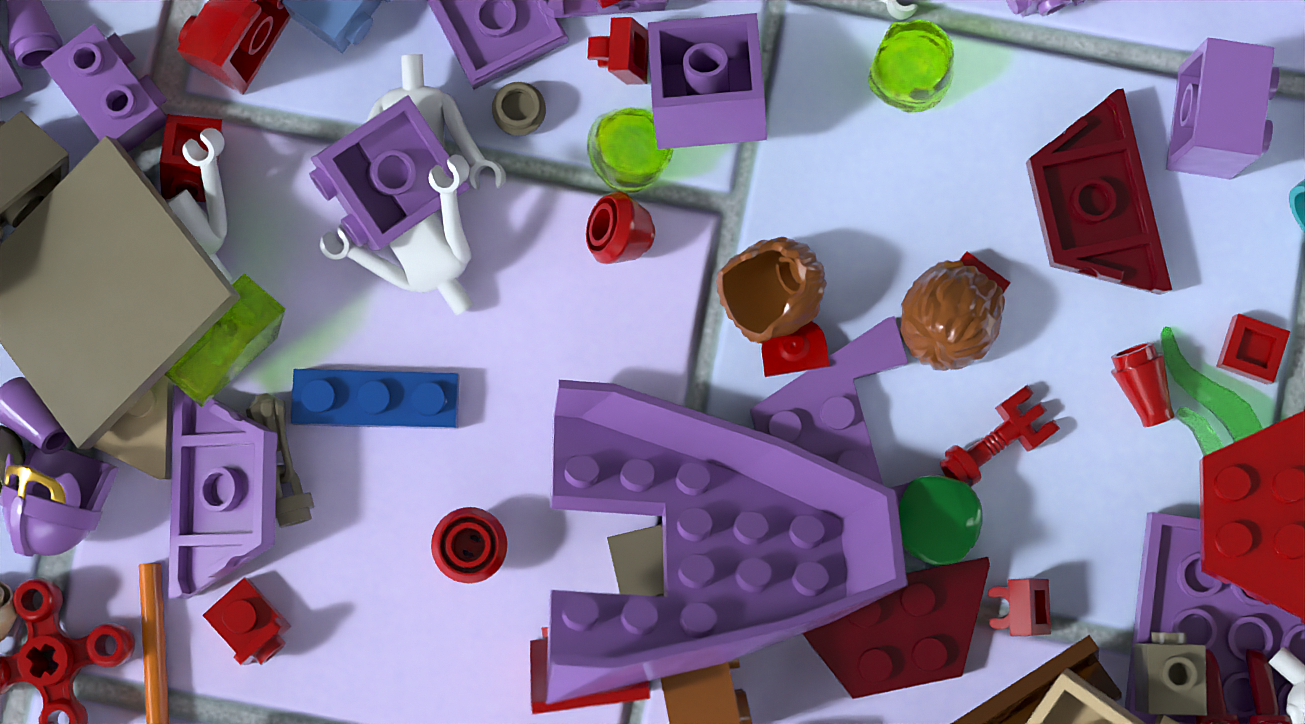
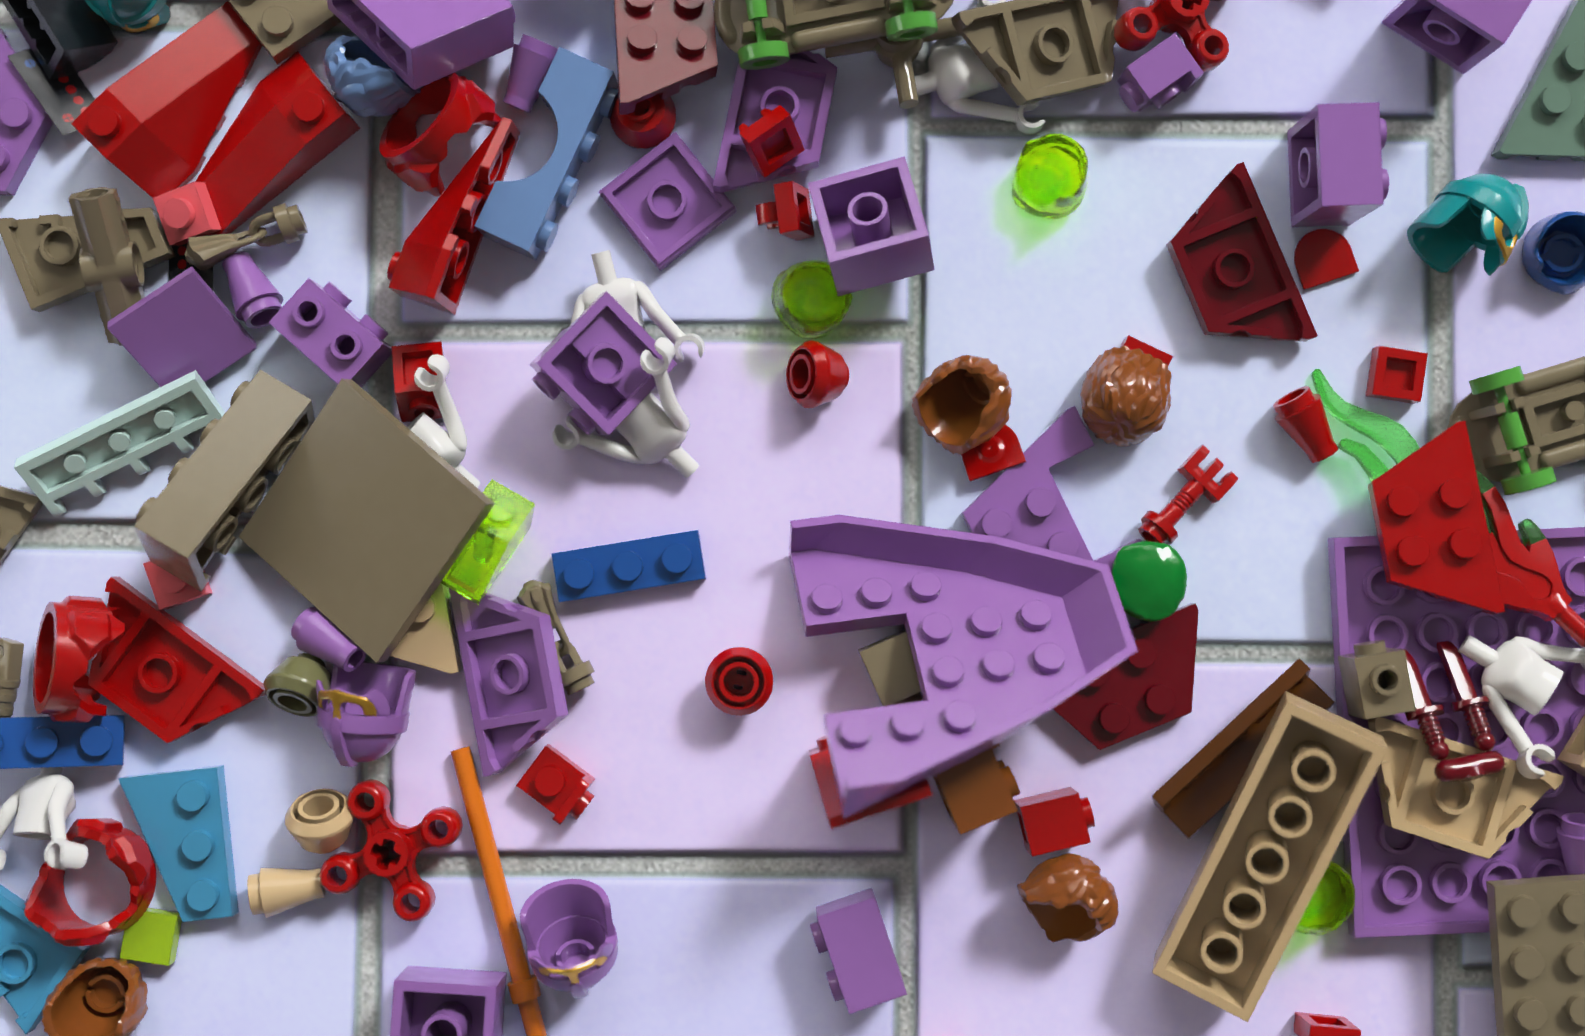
camera: 10 degrees left, 5 degrees up
(518, 108) = (704, 281): dark tan plate -> none
(1027, 607) = (1238, 641): red tile -> none
(1194, 208) = (1323, 258): none -> red piece

